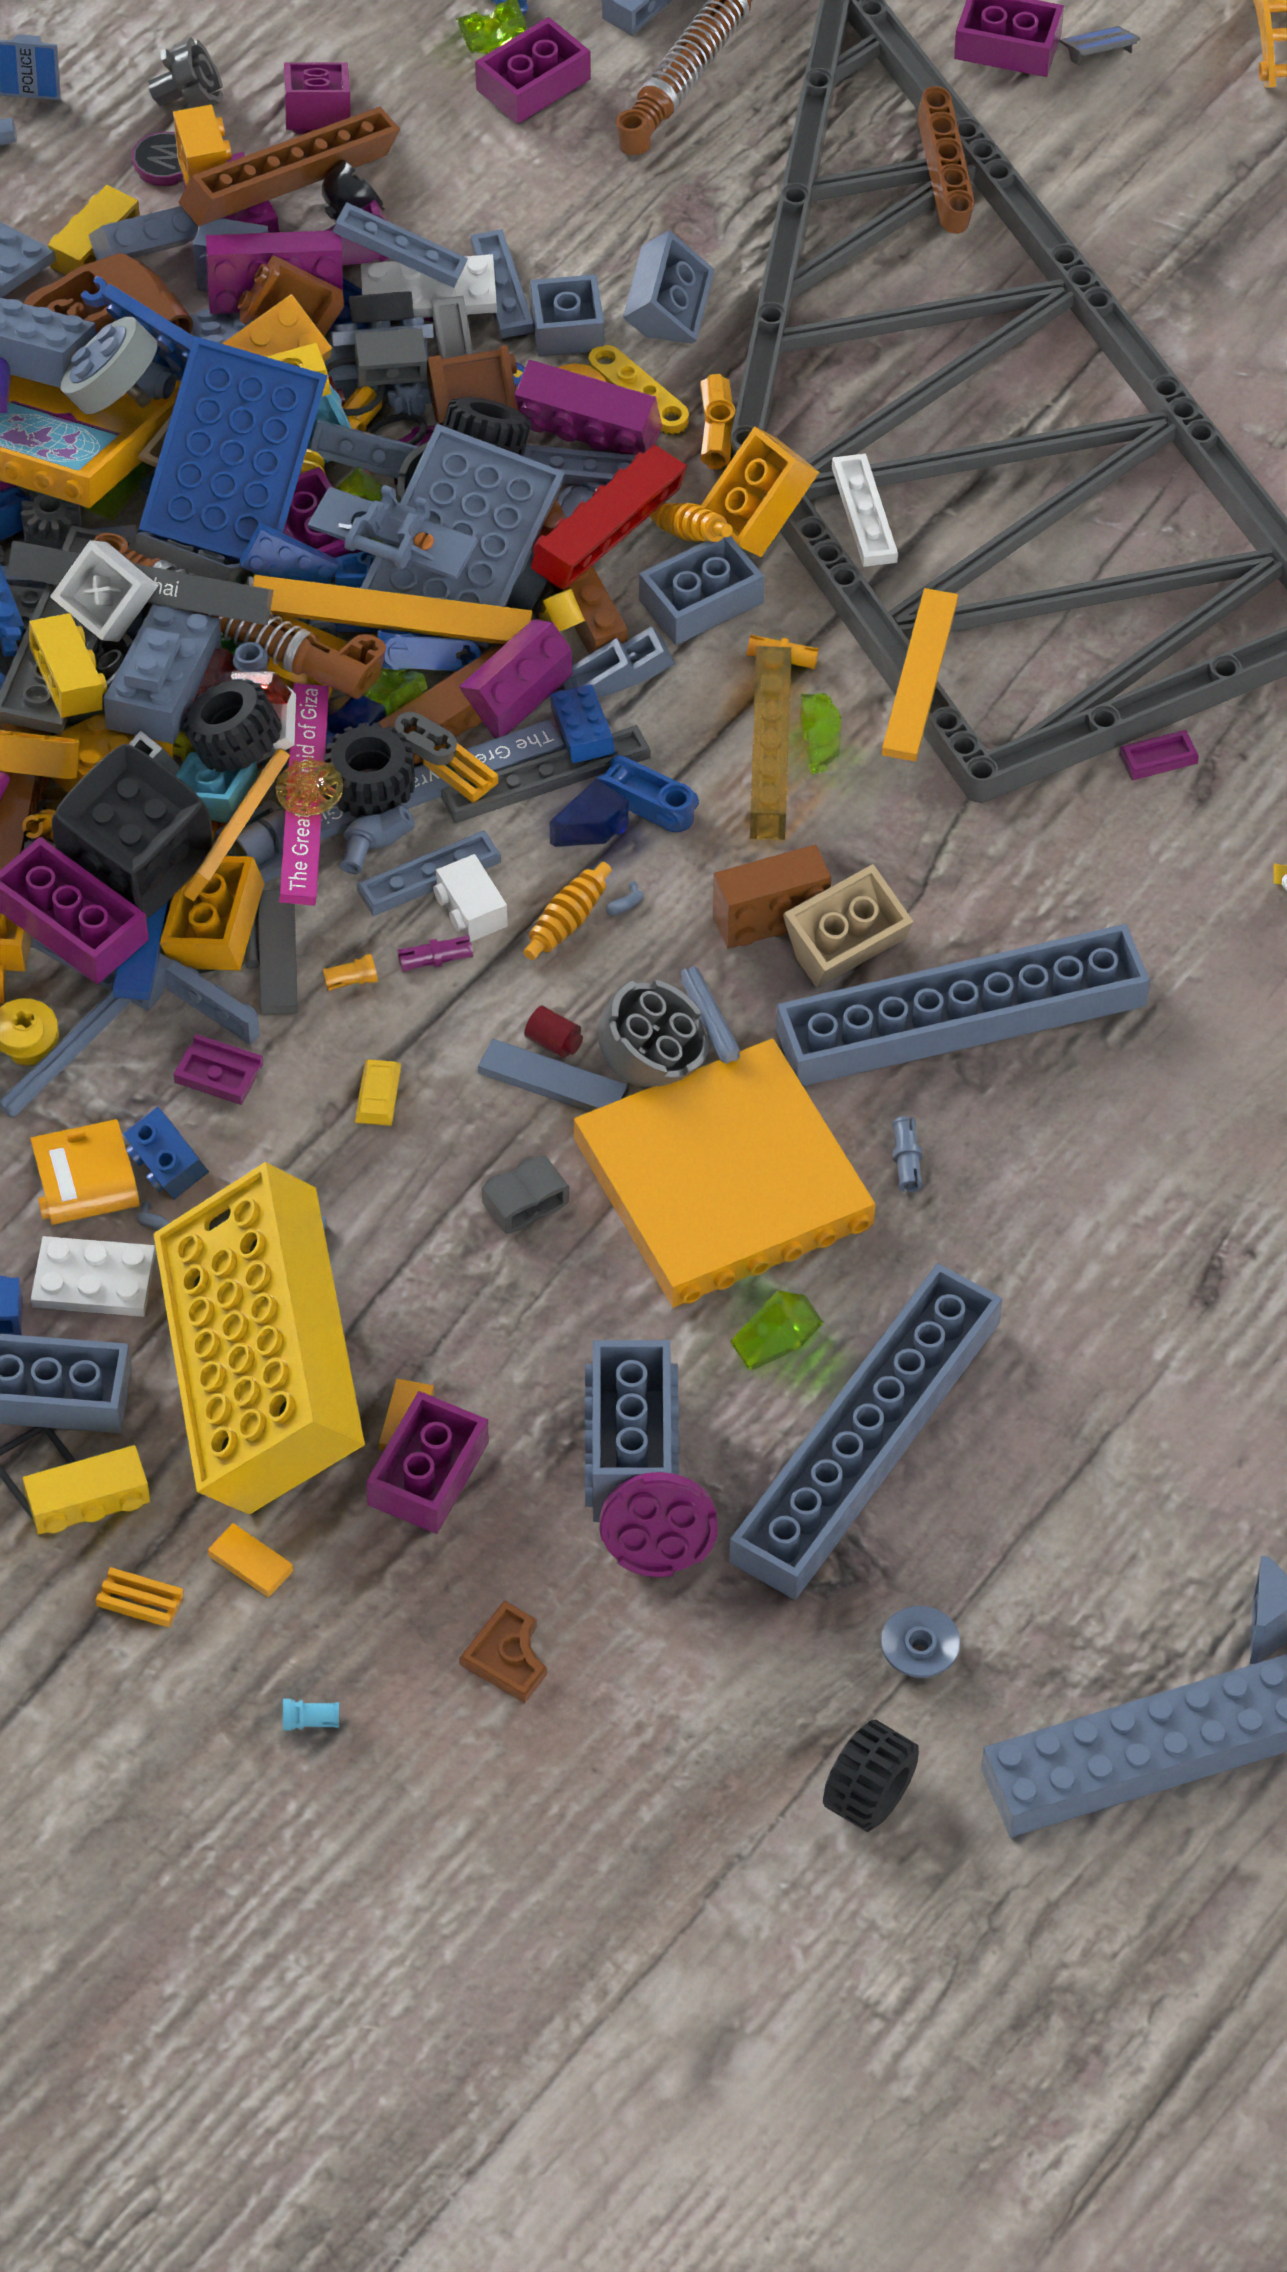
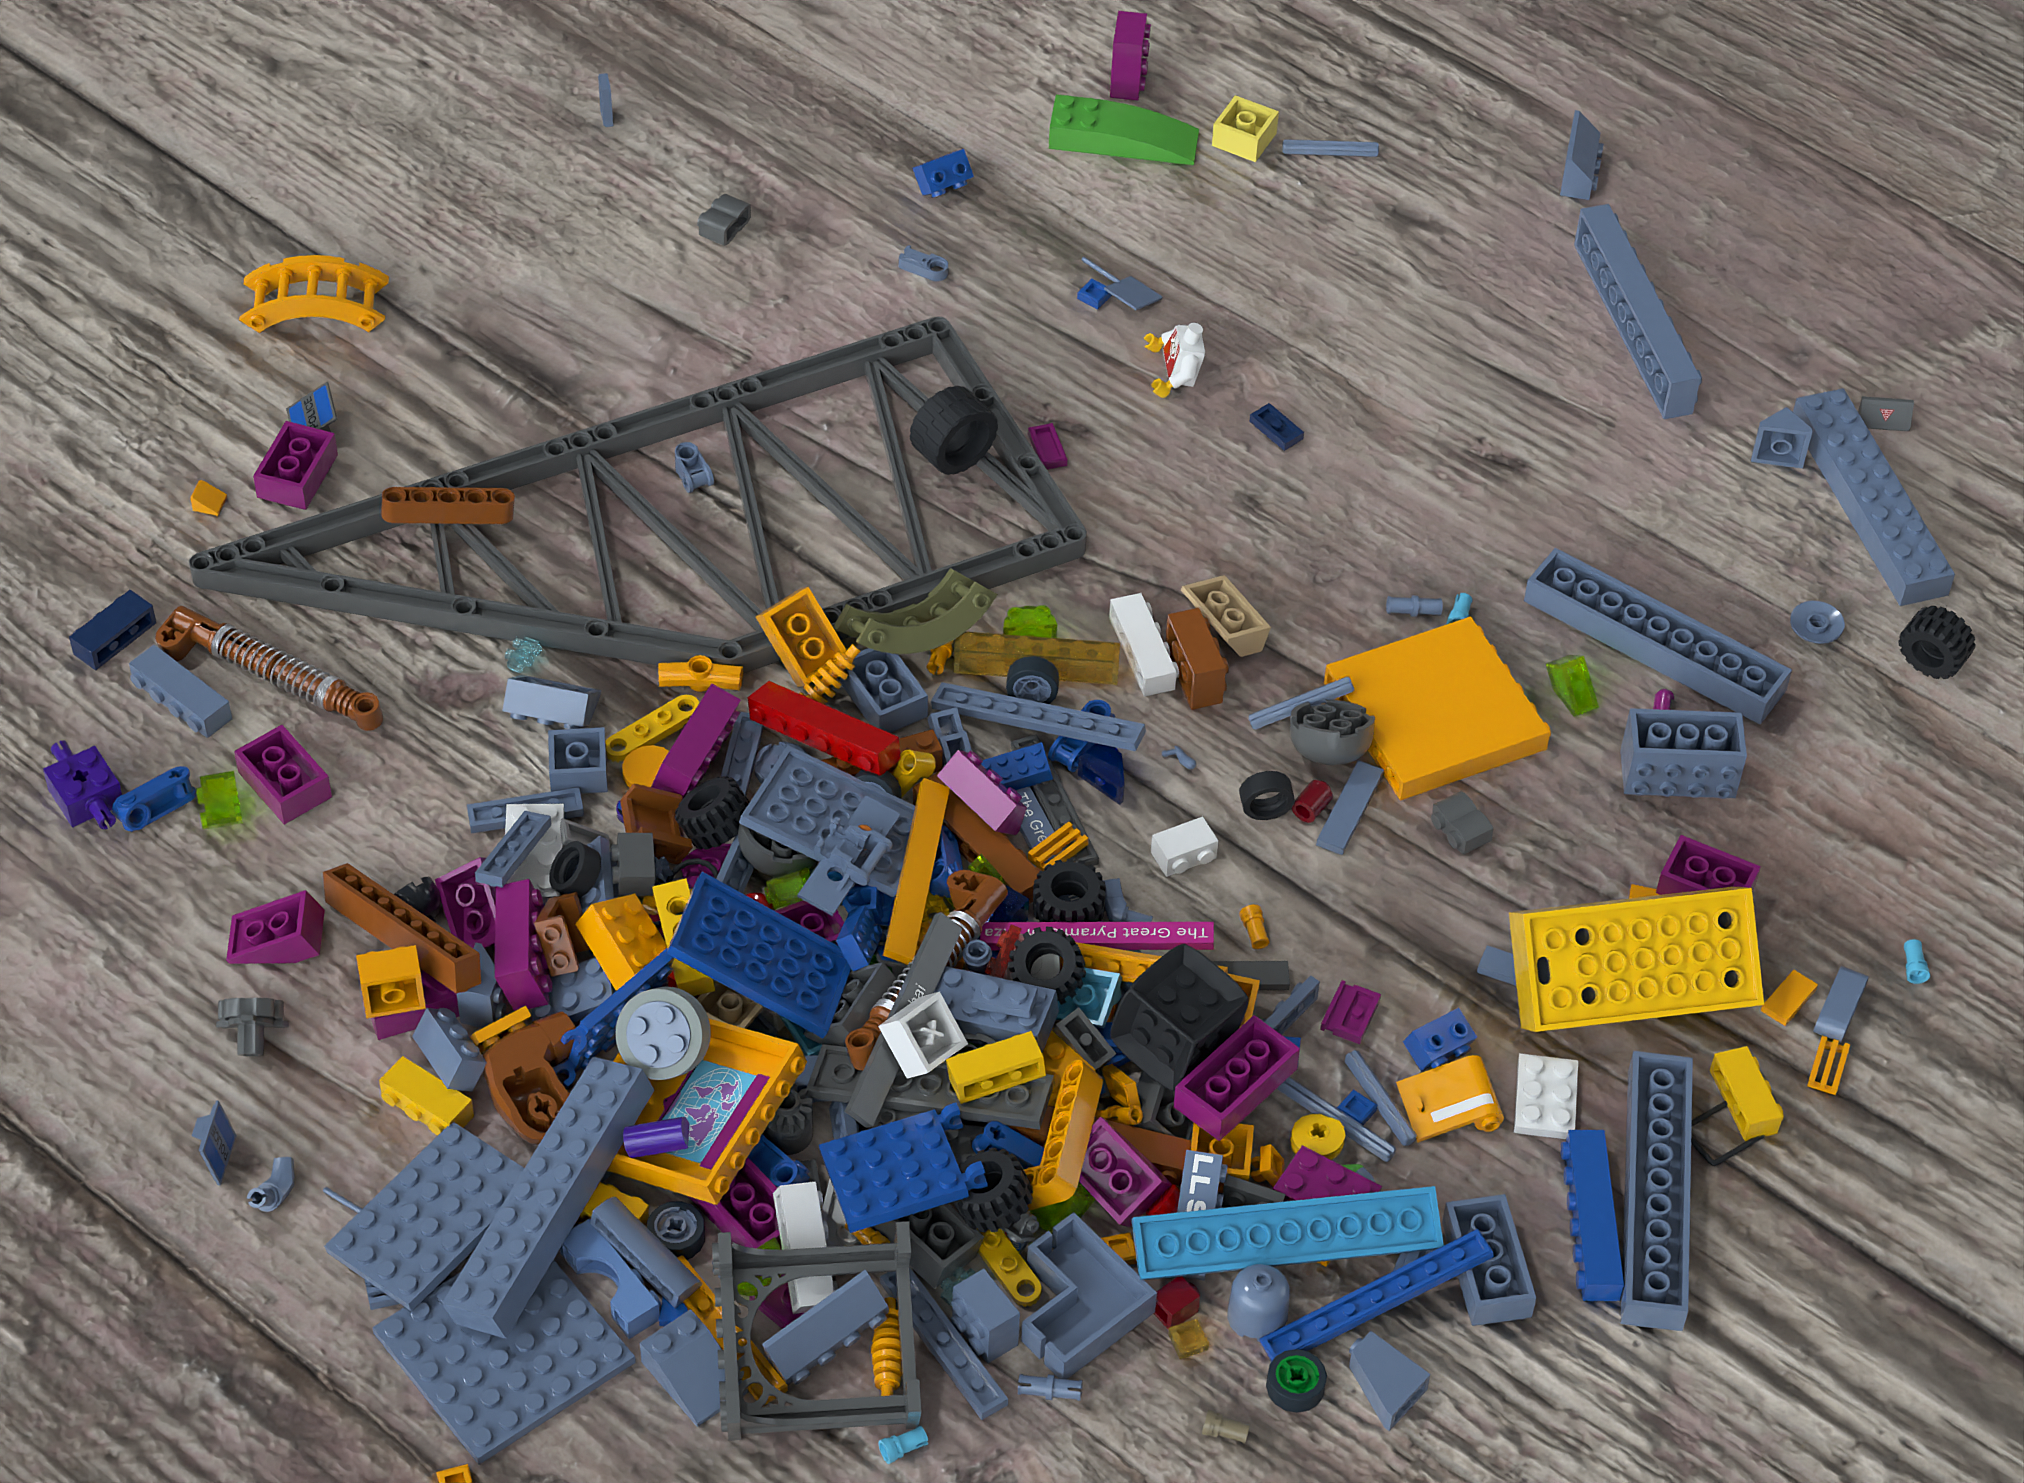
camera: 90 degrees left, 5 degrees down
(76, 1077) = (1358, 1107): none -> blue tile
(91, 1100) = (1379, 1096): none -> sand blue axle
(149, 1219) = (1495, 1054): sand blue piece -> none
(157, 159) = (331, 1050): tile -> none
(171, 275) = (492, 1033): none -> light orange plate
(233, 1614) = (1841, 1004): none -> sand blue beam
(309, 787) = (1102, 923): clear yellow wheel -> none
(378, 1092) = (1363, 915): yellow tile -> none
(419, 875) = (1151, 878): sand blue tile -> none
(425, 738) = (1035, 856): dark grey beam -> none
(435, 953) = (1233, 874): magenta pin -> none
(504, 1653) = (1846, 852): dark orange tile -> none
(546, 972) = (1264, 783): none -> black tyre
(567, 911) = (1195, 789): light orange piece -> none
(656, 735) = (1039, 716): none -> sand blue plate
(658, 1524) = (1758, 742): magenta tile -> none
(720, 732) = (1033, 680): none -> black wheel
(742, 266) = (523, 654): none -> clear light blue piece
(748, 1441) = (1663, 699): none -> magenta arm
(826, 628) = (920, 627): none -> olive fence
(842, 840) = (1143, 644): none -> white brick
(864, 510) = (822, 577): white plate -> none
(892, 1206) = (1461, 608): none -> medium azure pin
(920, 675) = (987, 557): light orange tile -> none
(962, 1005) = (1290, 561): sand blue brick -> none
(1062, 392) = (692, 467): none -> sand blue piece
(1108, 608) = (953, 430): none -> black tyre
(1226, 1002) = (1276, 426): none -> dark blue plate

